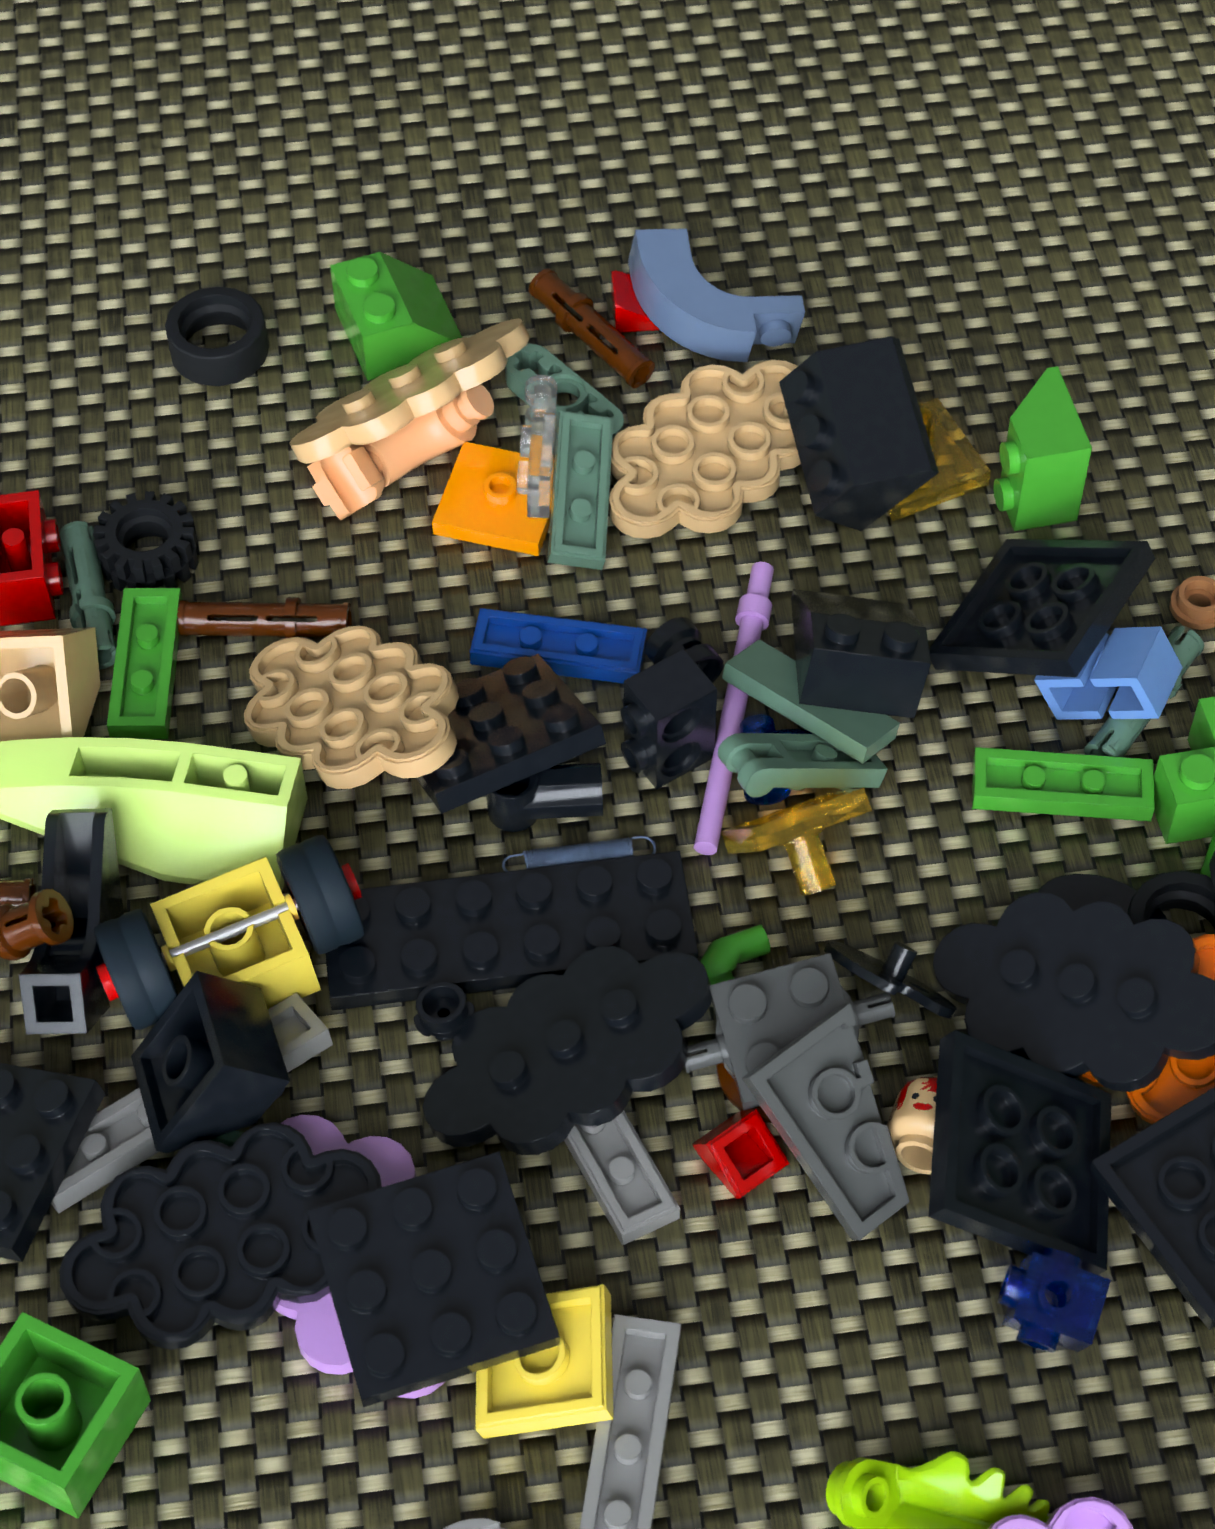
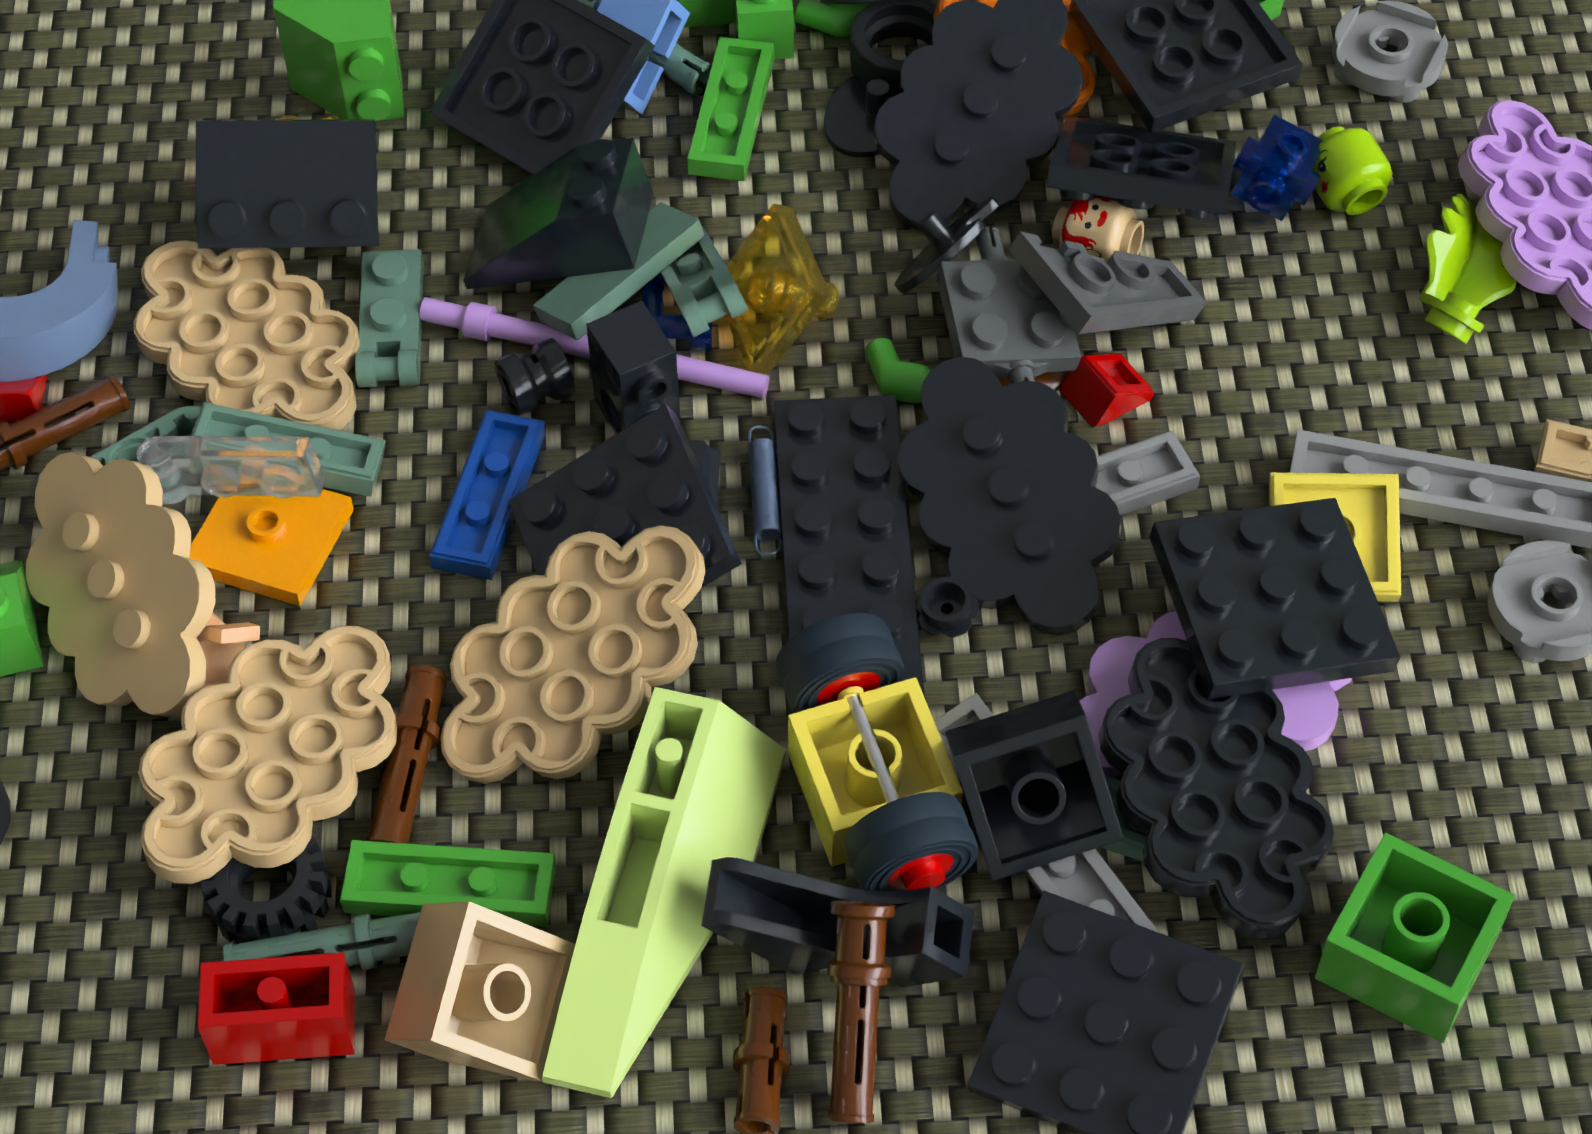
camera: 85 degrees left, 0 degrees up
(249, 513) = (267, 754): none -> tan plate
(786, 543) = (390, 318): none -> sand green plate
(1074, 1385) = (1351, 170): none -> lime head

